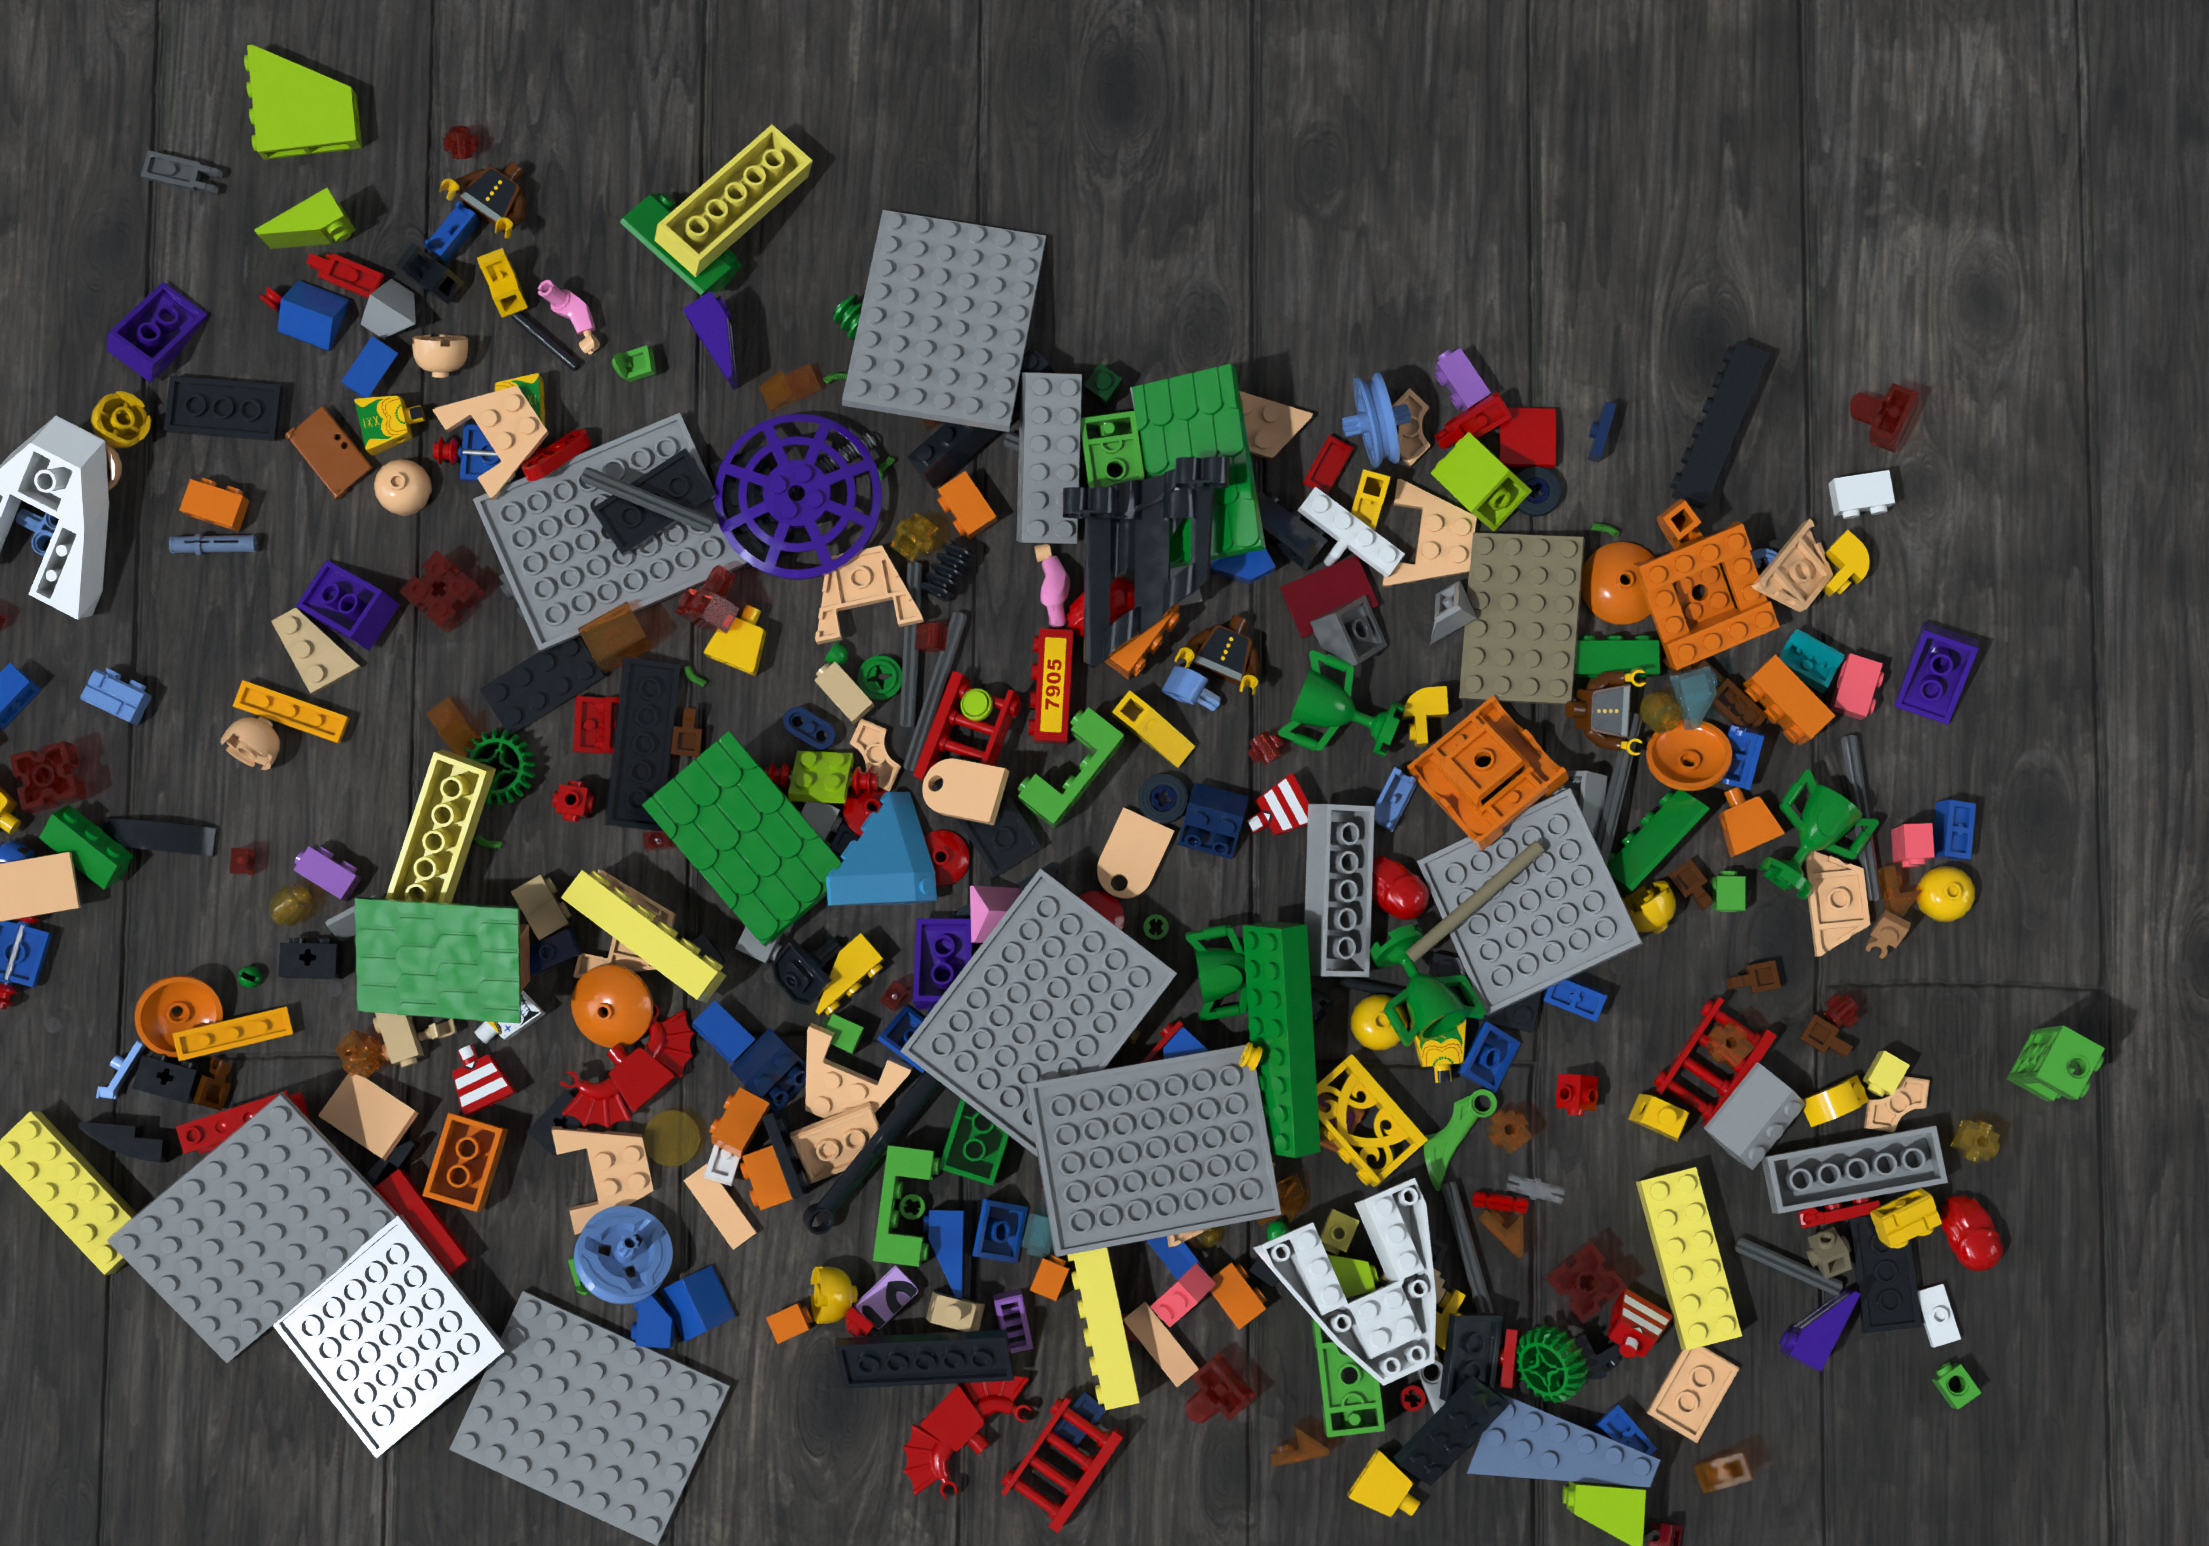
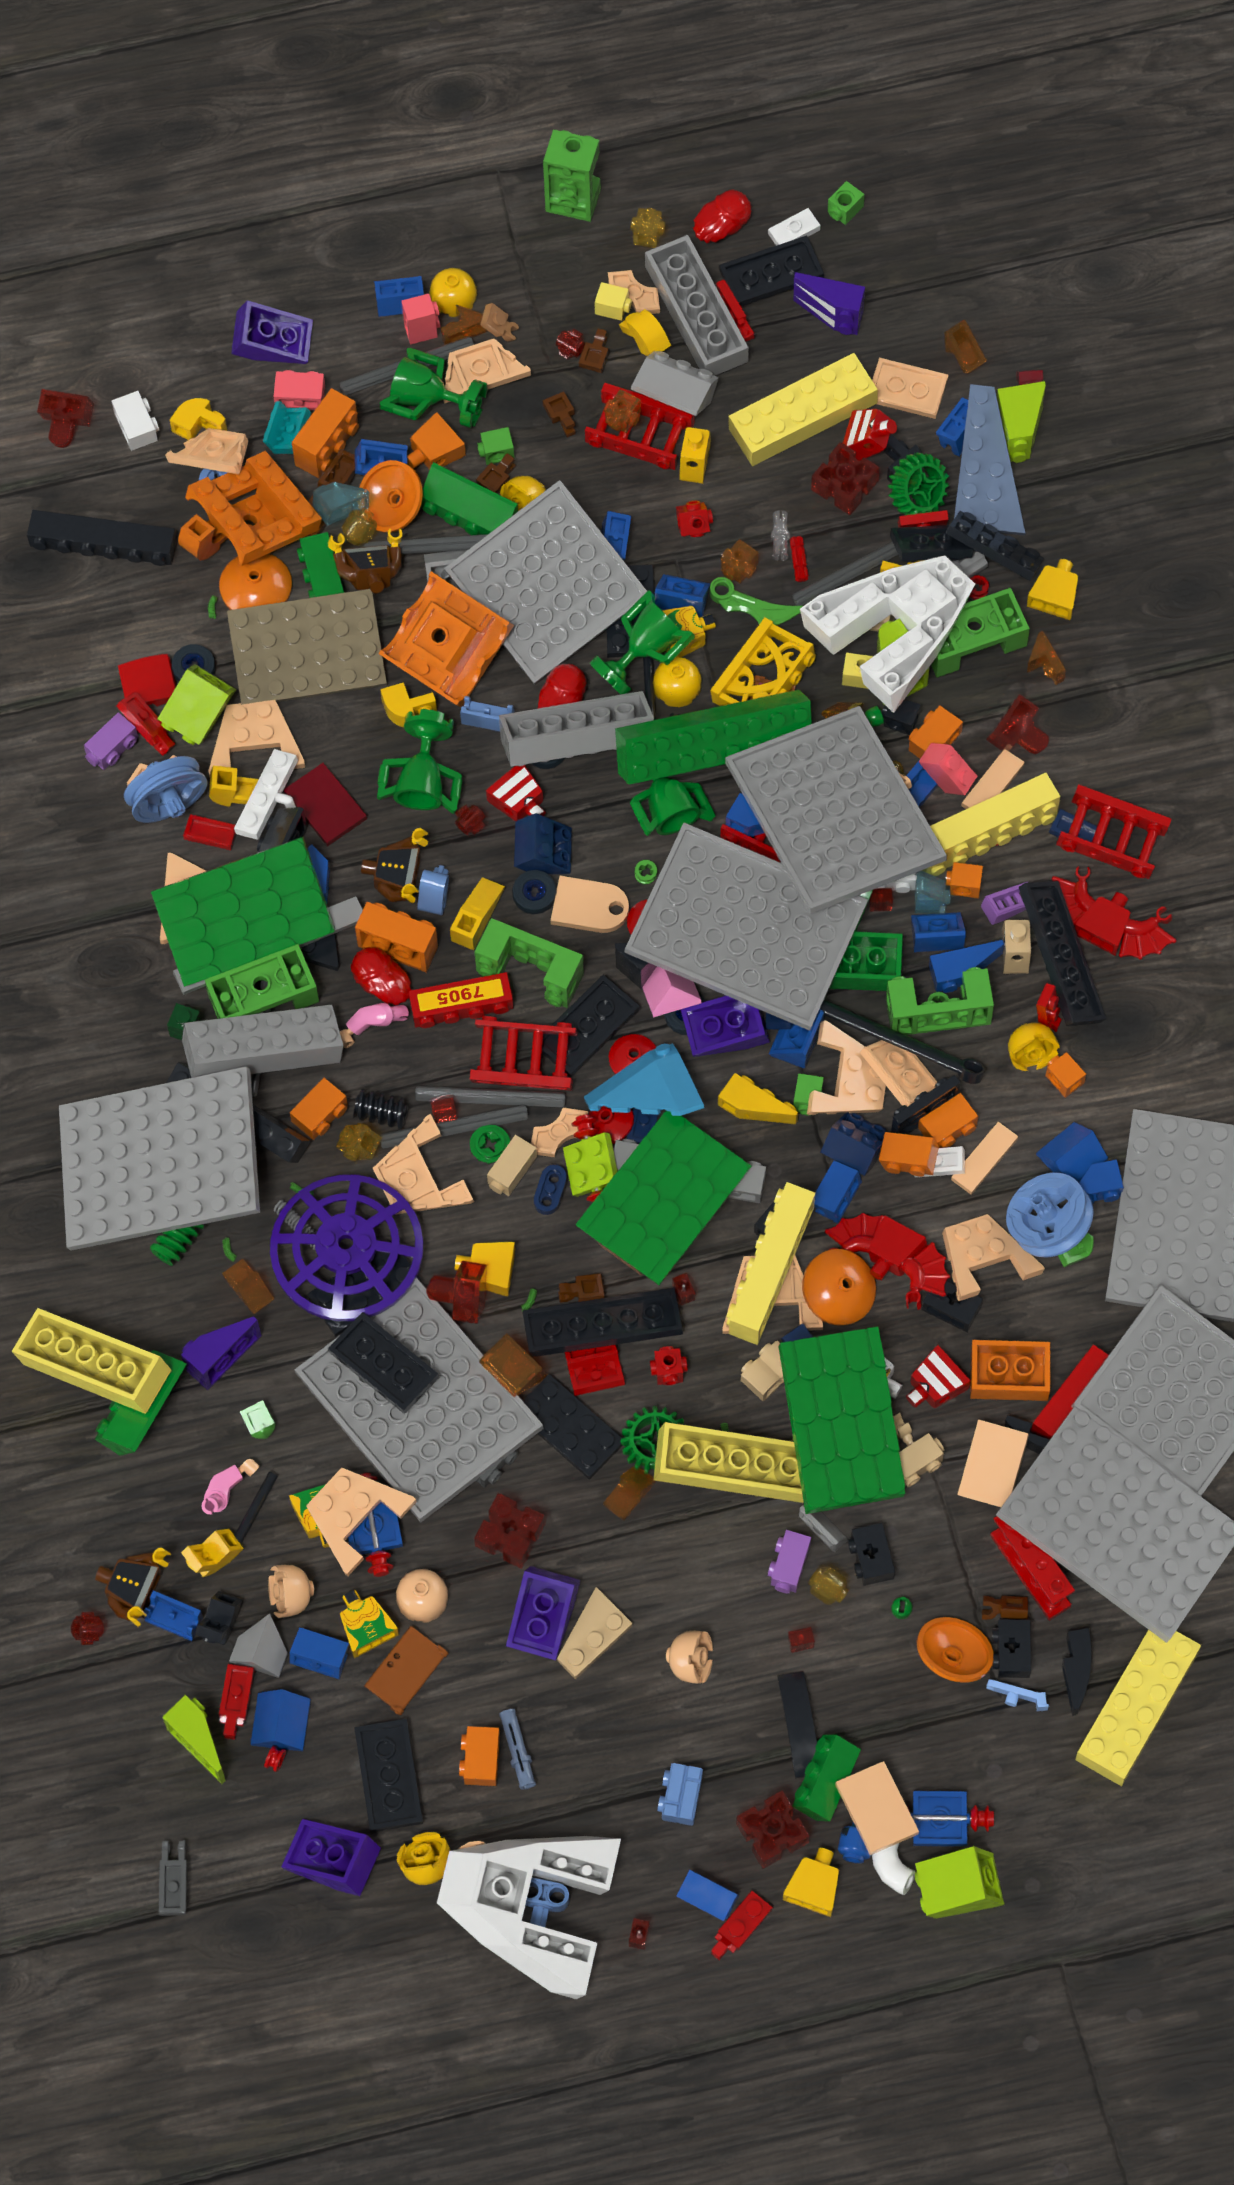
camera: 105 degrees left, 15 degrees down
(232, 1033) = (956, 1600): light orange plate -> none
(291, 712) = (653, 1635): light orange plate -> none
(298, 108) = (85, 1786): lime slope -> none
(360, 1054) = (941, 1492): clear orange brick -> none
(556, 455) = (340, 1449): red beam -> none
(647, 500) = (383, 1363): dark grey axle -> none
(672, 1138) = (937, 1210): clear yellow tile -> none
(802, 973) = (766, 1136): black piece -> none
(837, 654) = (478, 1184): green hinge -> none
(886, 1297) = (1017, 1001): lavender slope -> none
(894, 996) = (764, 1061): clear red piece -> none
(968, 790) = (572, 1031): light nougat tile -> none
(976, 704) = (494, 1051): lime piece -> none
(1133, 529) = (312, 948): black panel -> none
(1250, 1056) = (736, 751): yellow bush -> none
(1350, 631) = (352, 776): flat silver slope -> none
(1451, 611) = (314, 706): light grey slope -> none
(1475, 901) = (558, 619): dark tan piece -> none
(1510, 1236) = (822, 545): clear orange slope -> none
(1600, 430) = (129, 625): dark blue plate -> none
(1788, 1266) = (787, 341): dark grey axle -> none
(1829, 1253) = (768, 310): dark tan brick -> none
(1906, 1218) = (725, 259): yellow brick -> none

